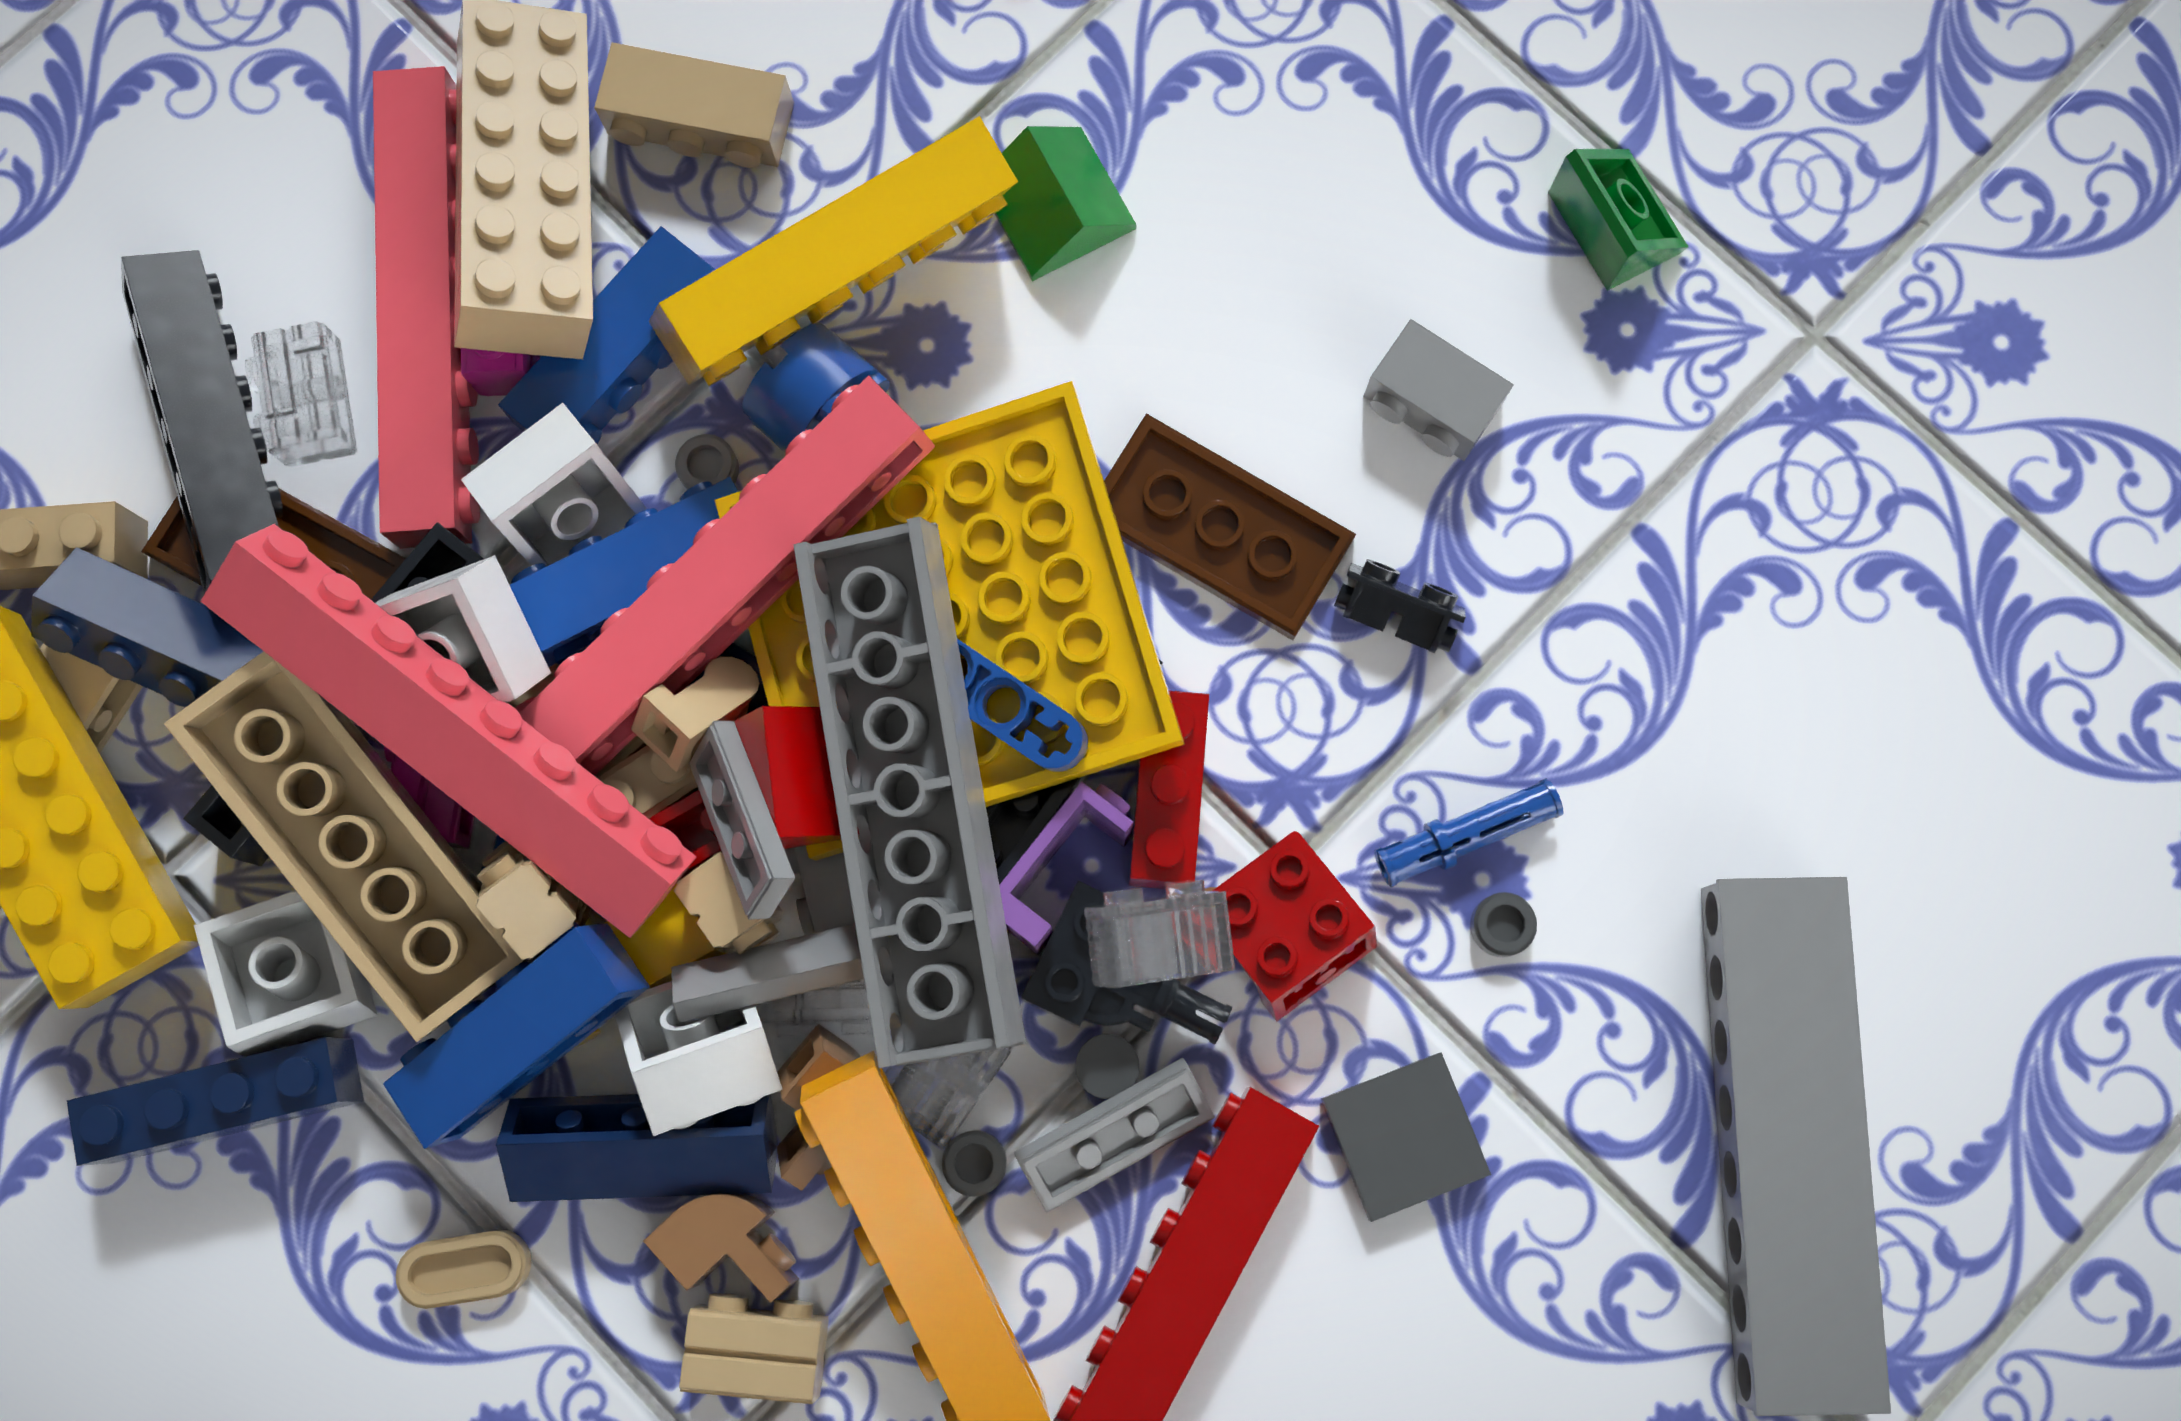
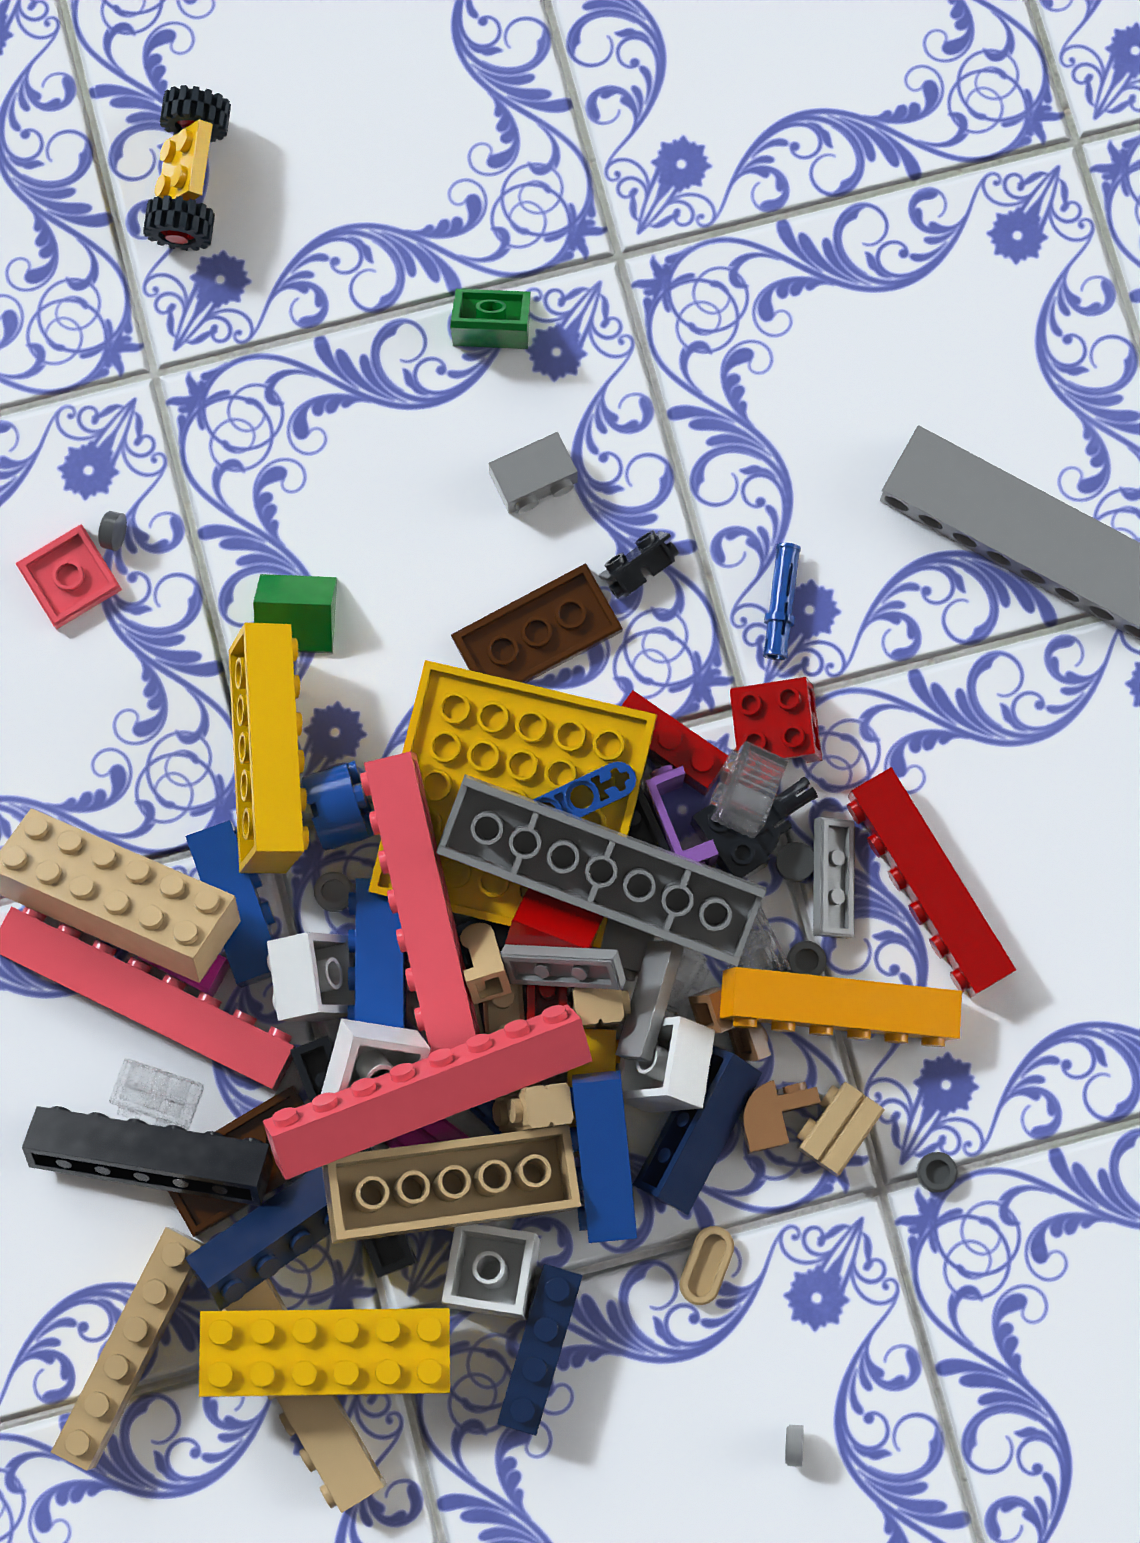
camera: 60 degrees left, 0 degrees up
(694, 105) = (118, 780): tan brick -> none
(1405, 1137) = (920, 729): dark grey tile -> none
(1503, 924) = (840, 613): dark grey tile -> none

